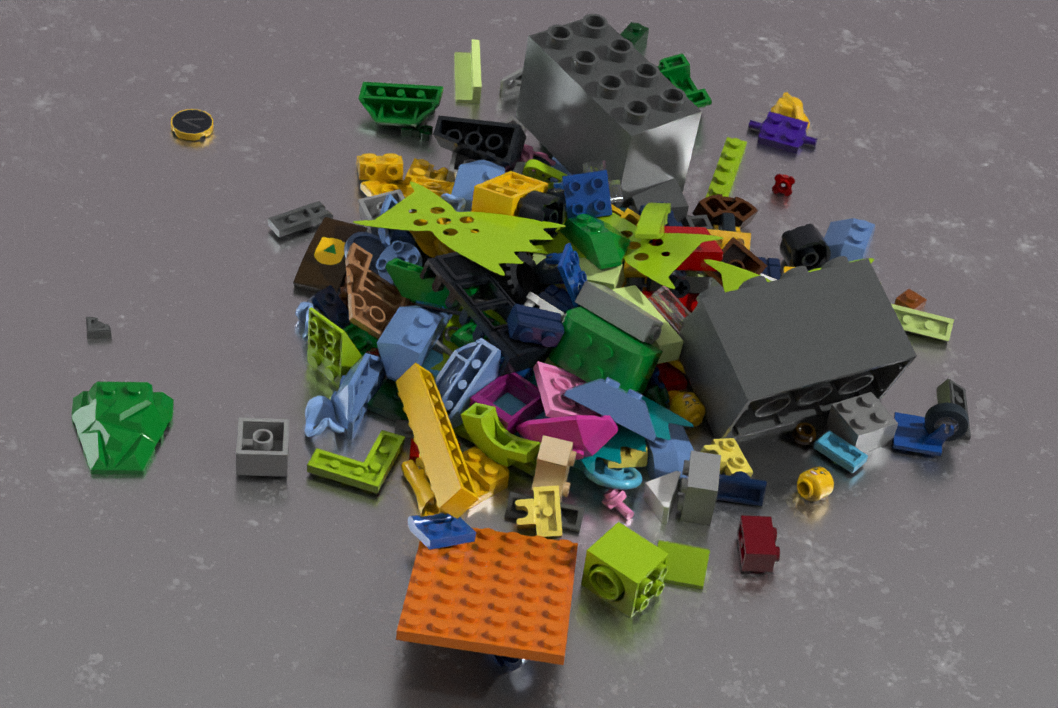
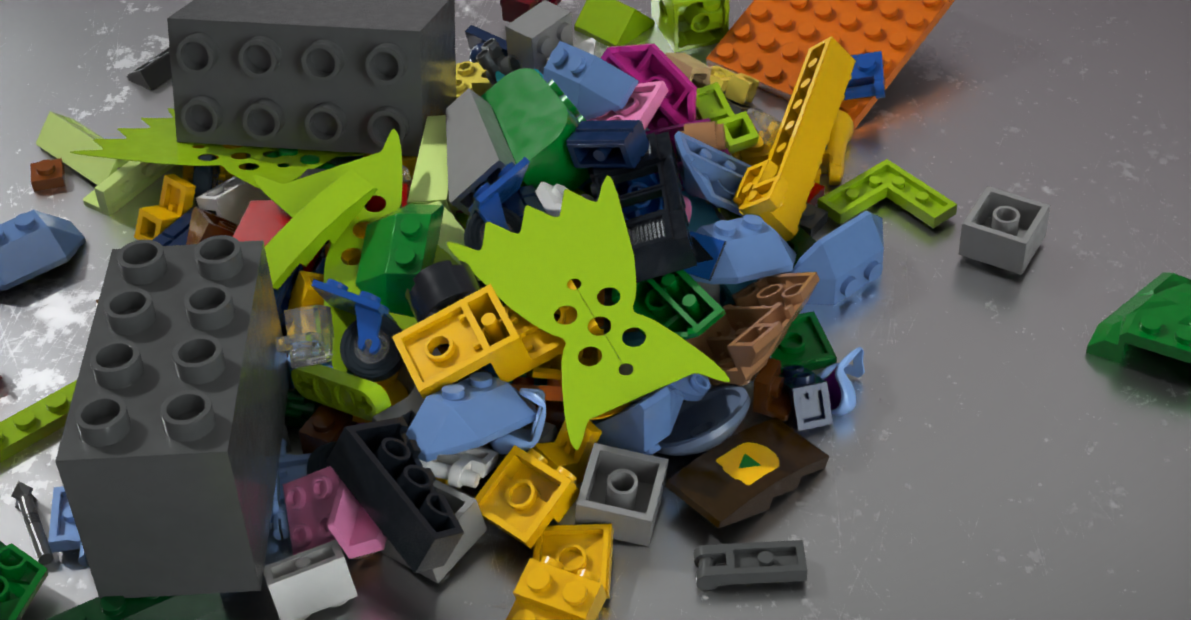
camera: 140 degrees left, 0 degrees up
(97, 329) = (1160, 488): dark grey tile -> none
(320, 413) = (904, 261): light blue piece -> none
(329, 347) = (849, 297): lime slope -> none
(424, 169) = (496, 577): yellow plate -> none
(435, 377) = (760, 190): none -> yellow plate
(471, 440) = (765, 125): none -> clear slope
(492, 386) = (708, 133): none -> medium nougat brick
(704, 439) = (493, 60): none -> dark grey plate
(804, 247) = (94, 237): black brick -> none

